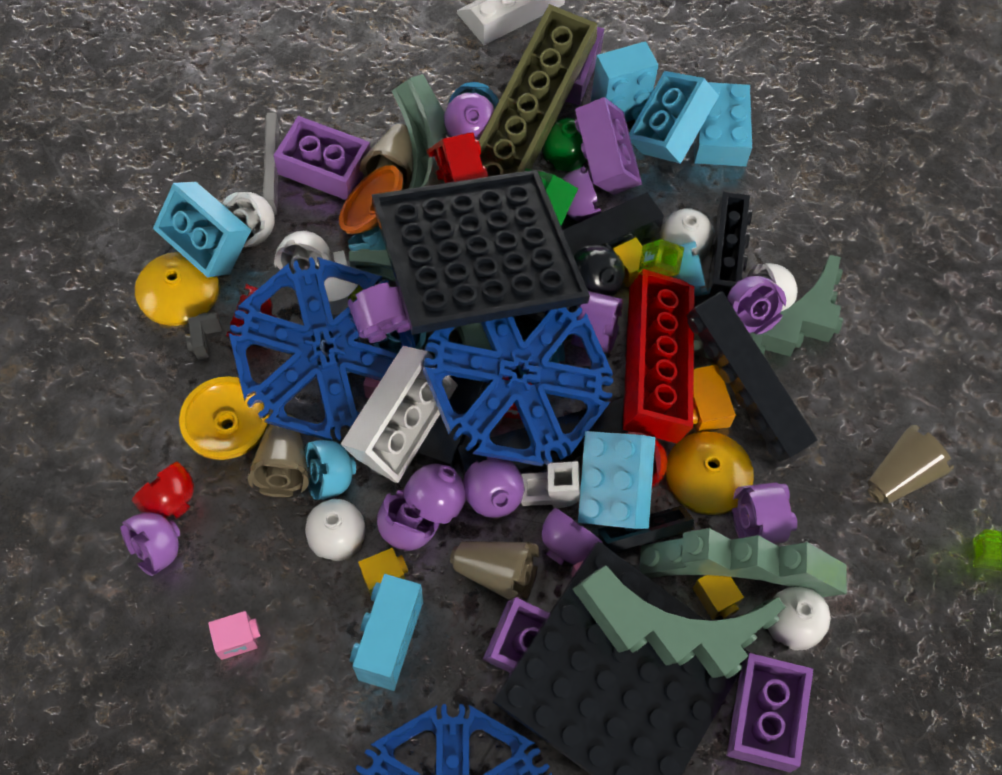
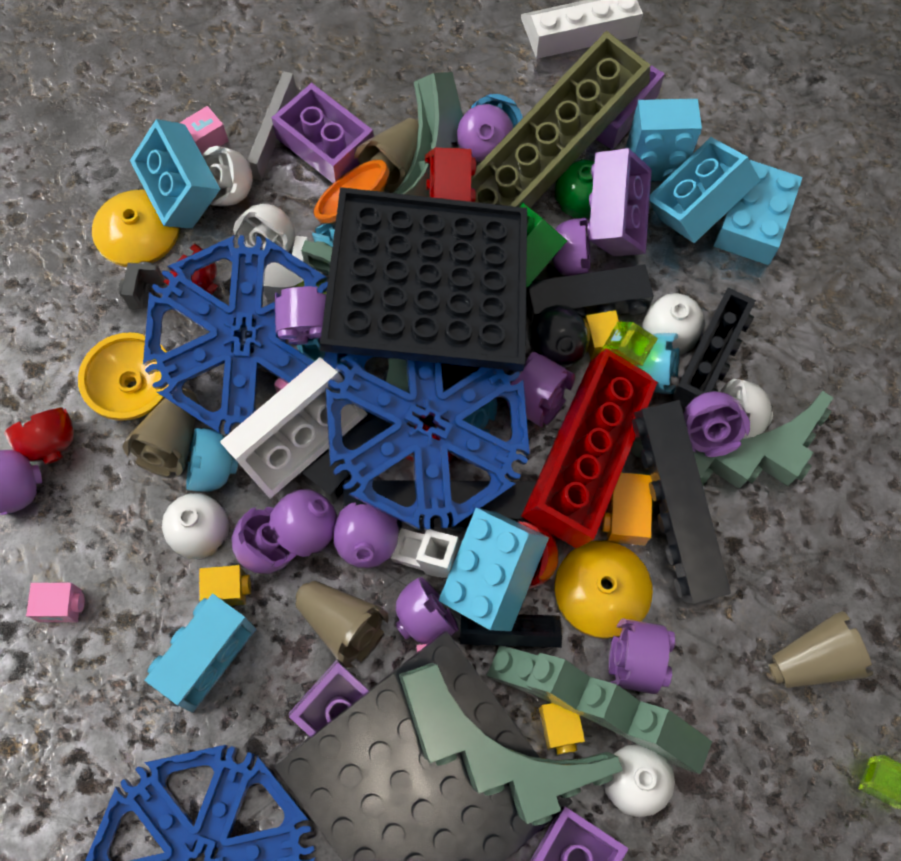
camera: 20 degrees right, 5 degrees up
(214, 181) = (206, 129): none -> bright pink brick

